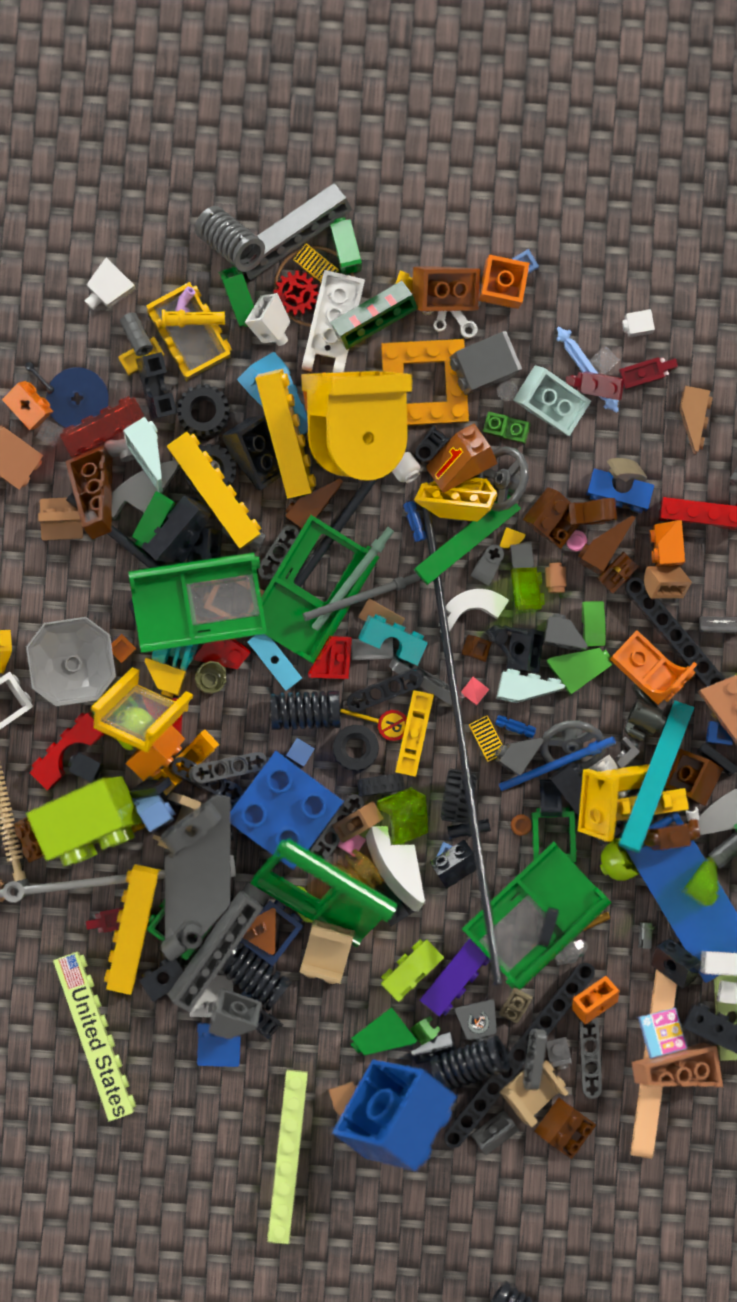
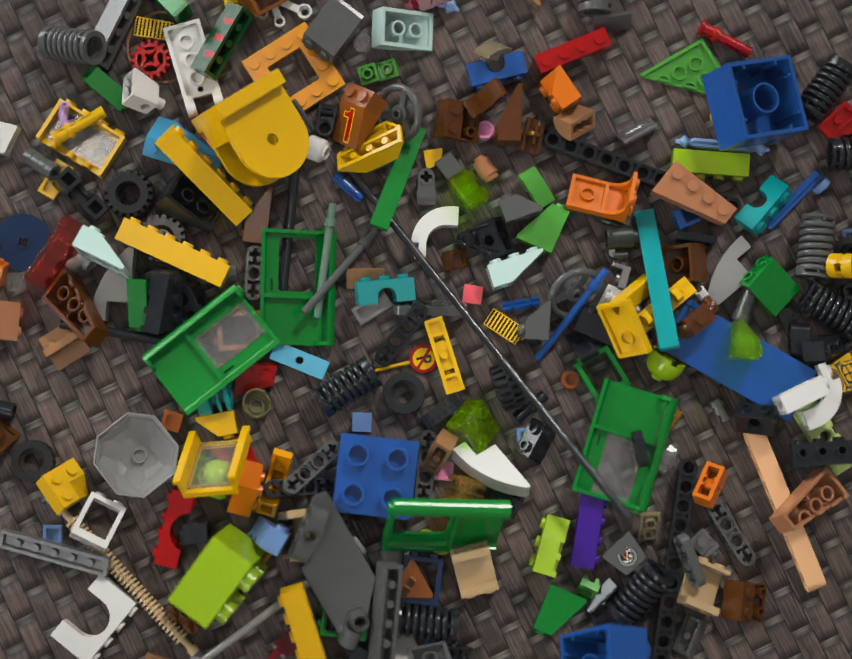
camera: 25 degrees left, 0 degrees up
(150, 787) = (258, 519): black tile -> none
(333, 659) = (345, 333): red wing -> none
(410, 430) = (310, 127): none -> dark grey axle
(662, 1033) = (778, 481): piece -> none

